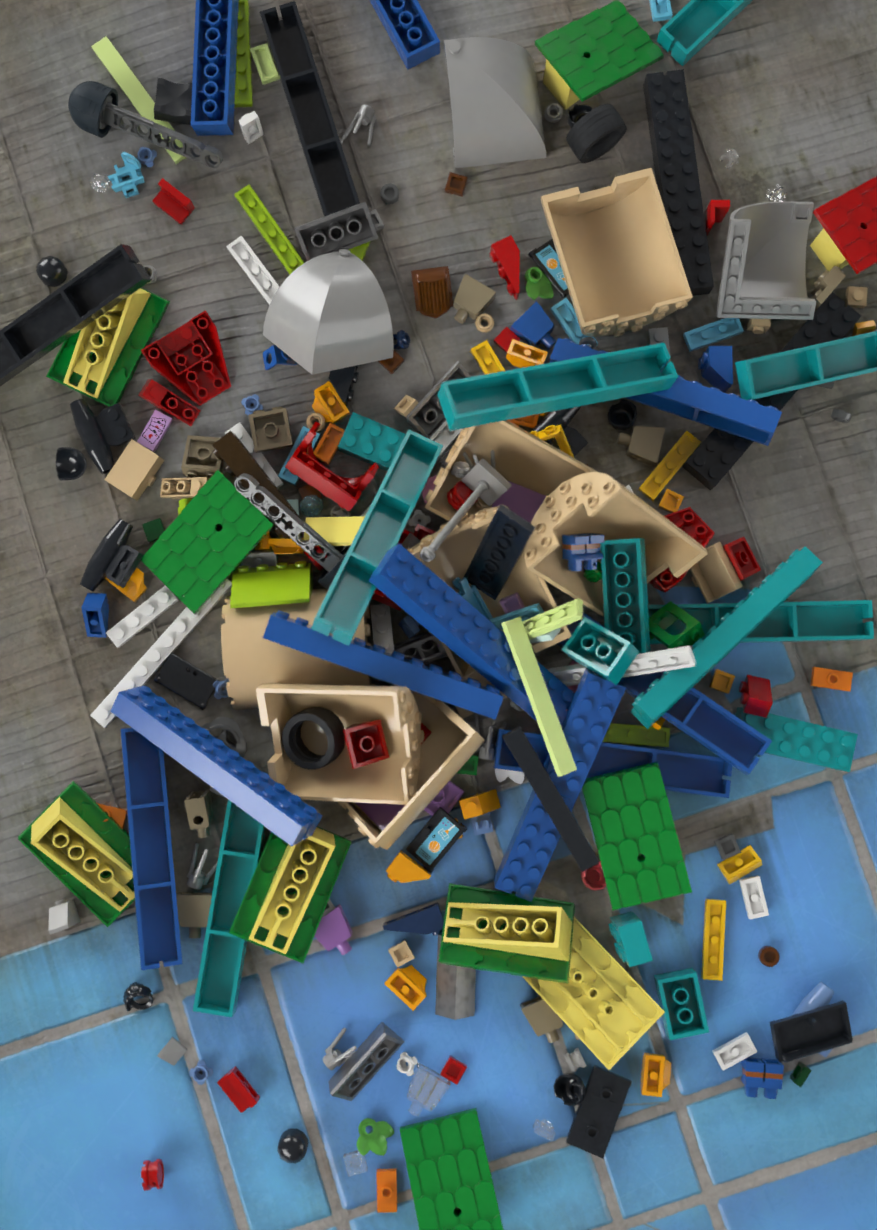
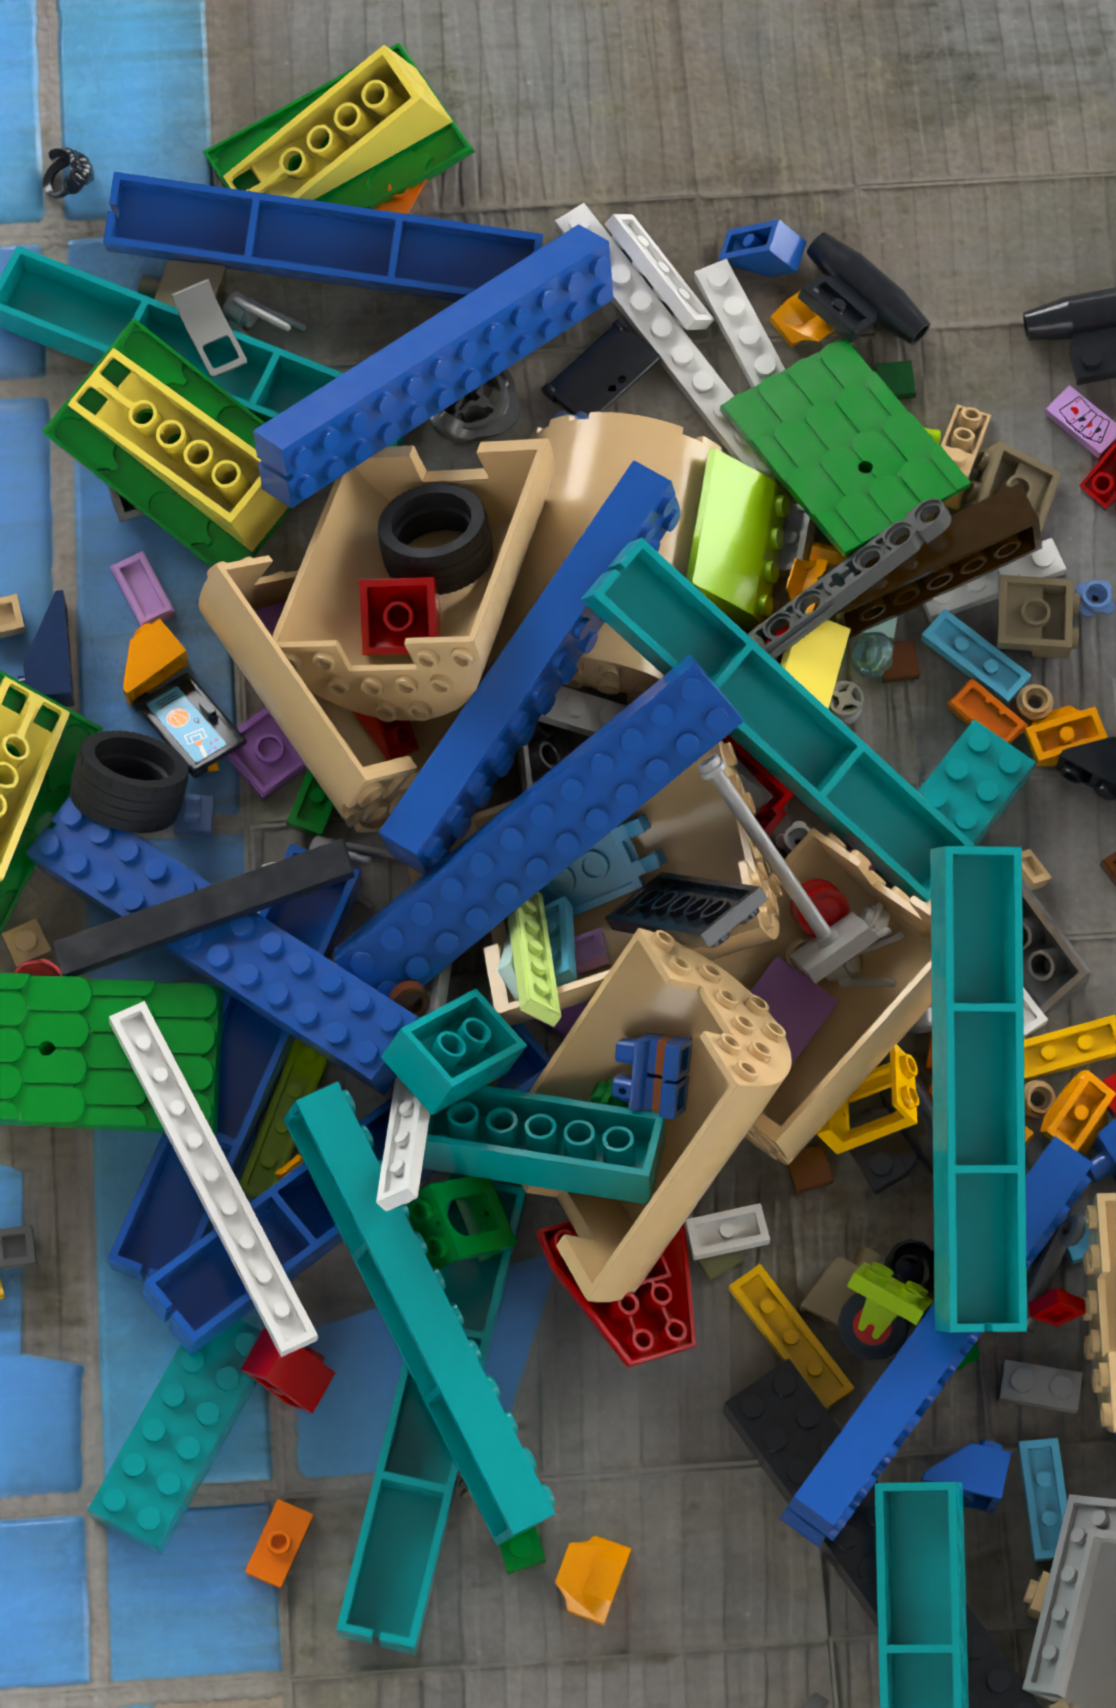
camera: 100 degrees right, 15 degrees down
(62, 915) = (244, 84): light grey slope -> none
(70, 463) = (1051, 265): black helmet -> none
(122, 665) = (664, 278): none -> white plate
(134, 470) = (1015, 370): tan container -> none
(200, 804) = (356, 334): dark tan torso -> none
(215, 894) = (206, 323): none -> light grey piece
(334, 931) = (81, 512): medium lavender torso -> none
(339, 489) = (922, 674): red piece -> none
(367, 885) = (142, 589): none -> lavender tile
(464, 860) = (129, 781): none -> black tyre
(479, 804) = (231, 815): light orange slope -> none
(539, 696) = (399, 921): yellowish green tile -> none
(568, 683) = (411, 996): none -> reddish brown tile
(571, 887) = (27, 942): none -> tan plate
(623, 343) = (1057, 1307): none -> red plate
(654, 420) = (879, 1314): none -> plate
(670, 501) = (718, 1321): light orange plate -> none
(688, 755) = (213, 1179): none -> white plate
(715, 574) = (552, 1357): tan container -> none
(722, 681) = (335, 1324): light orange plate -> none
(742, 558) = (567, 1424): red slope -> none
(806, 529) = (592, 1577): none -> light orange slope

